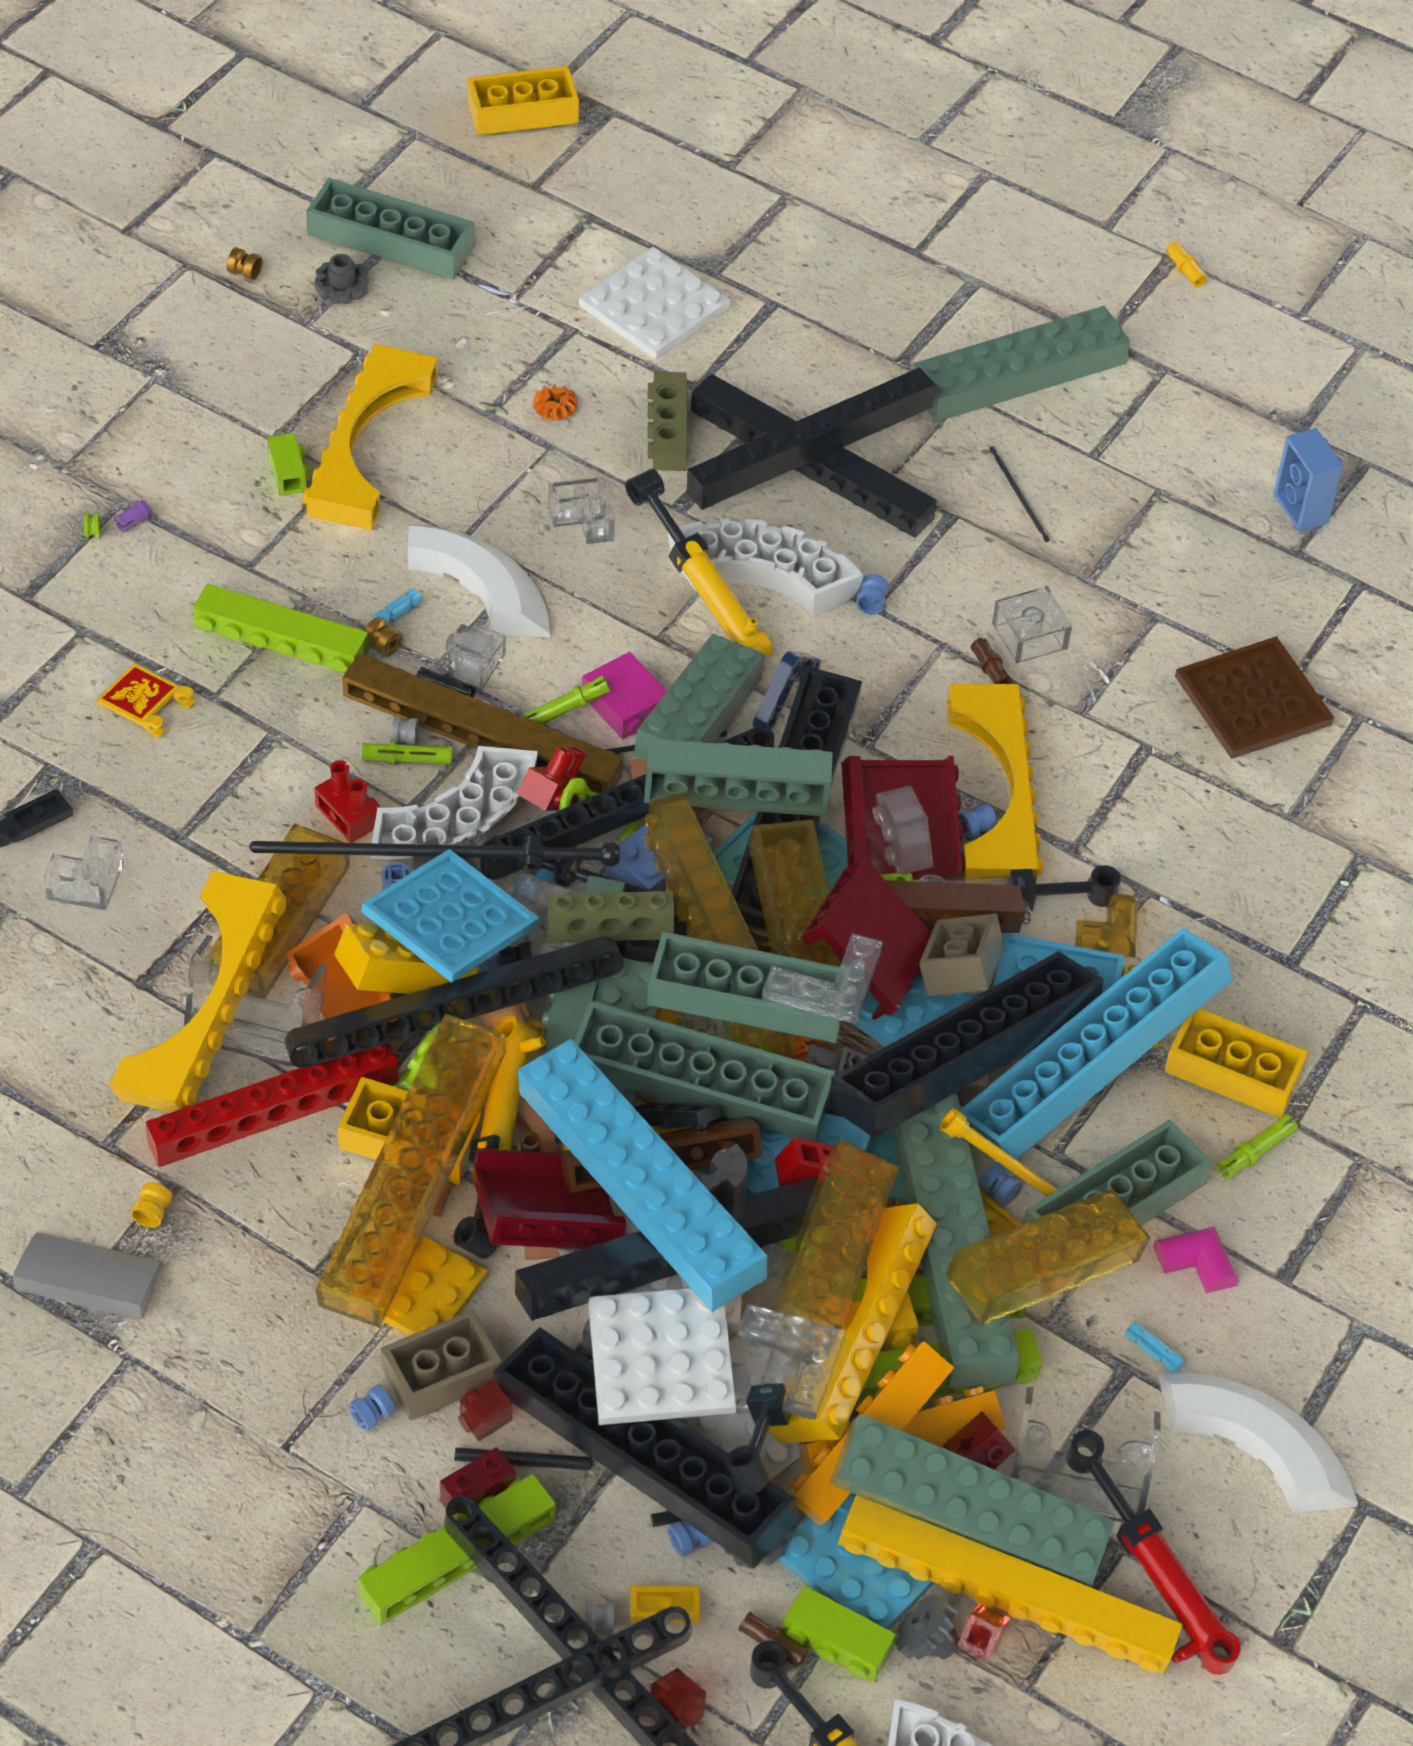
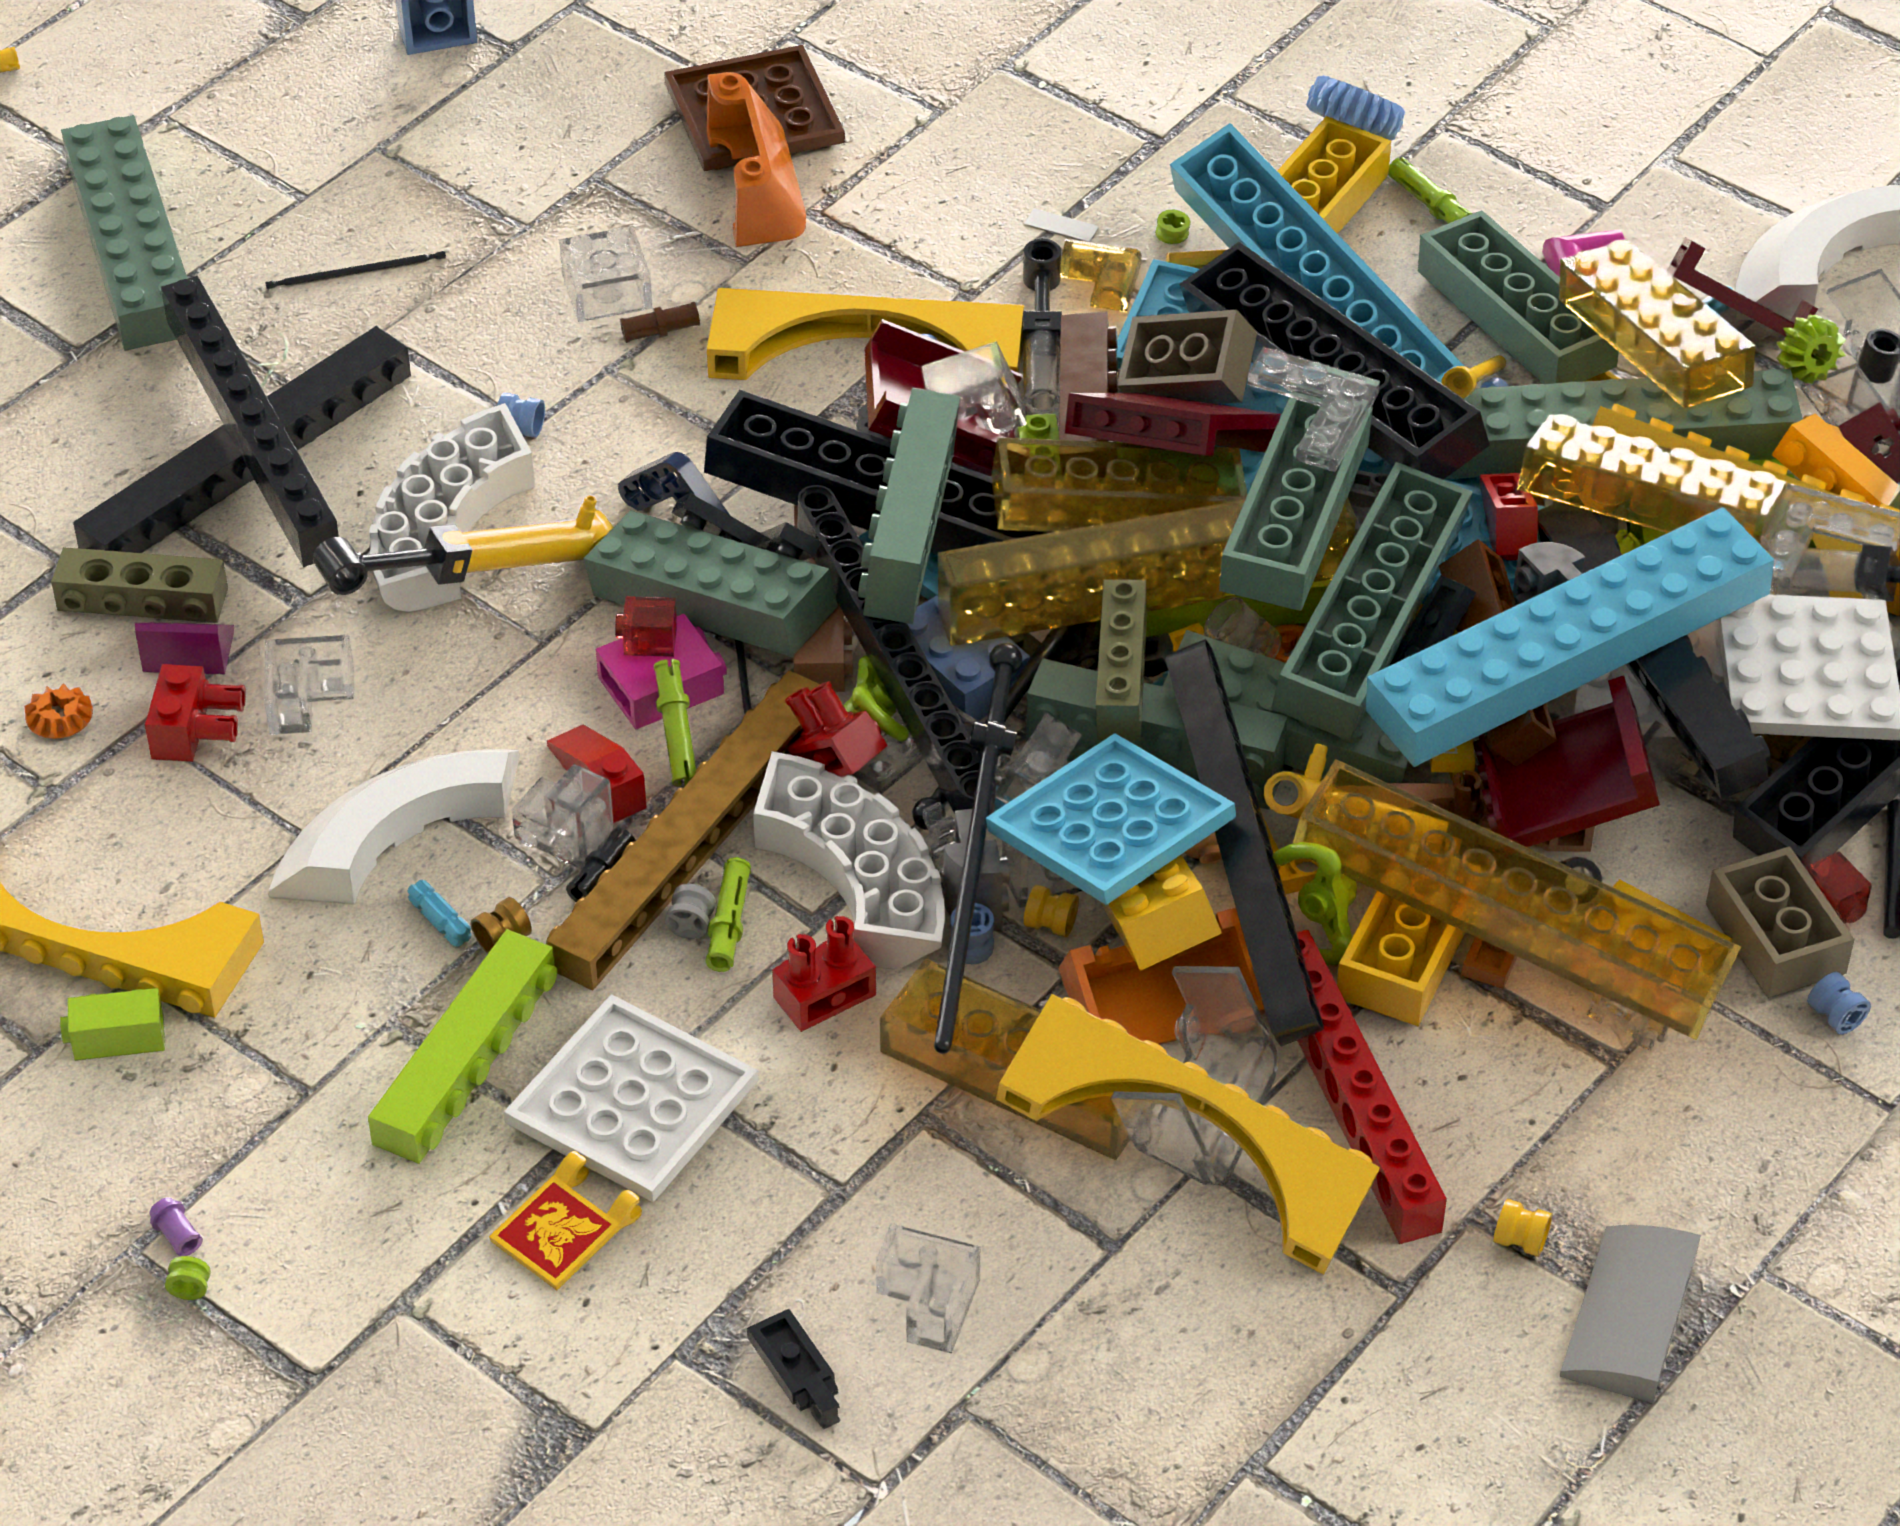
camera: 80 degrees left, 5 degrees down
(244, 718) = (631, 1097): none -> white plate
(528, 673) = (607, 759): none -> red slope
(552, 456) = (179, 712): none -> red brick
(622, 449) = (184, 645): none -> magenta slope
(640, 670) = (648, 626): none -> clear red brick
(747, 711) = (781, 539): none -> black plate
(1039, 1370) = (1811, 348): none -> lime gear
(1119, 1331) = (1683, 269): none -> dark red panel
(1161, 693) = (766, 183): none -> orange windscreen
(1169, 904) = (1061, 225): none -> white sticker
(1332, 1076) = (1355, 107): none -> light blue gear

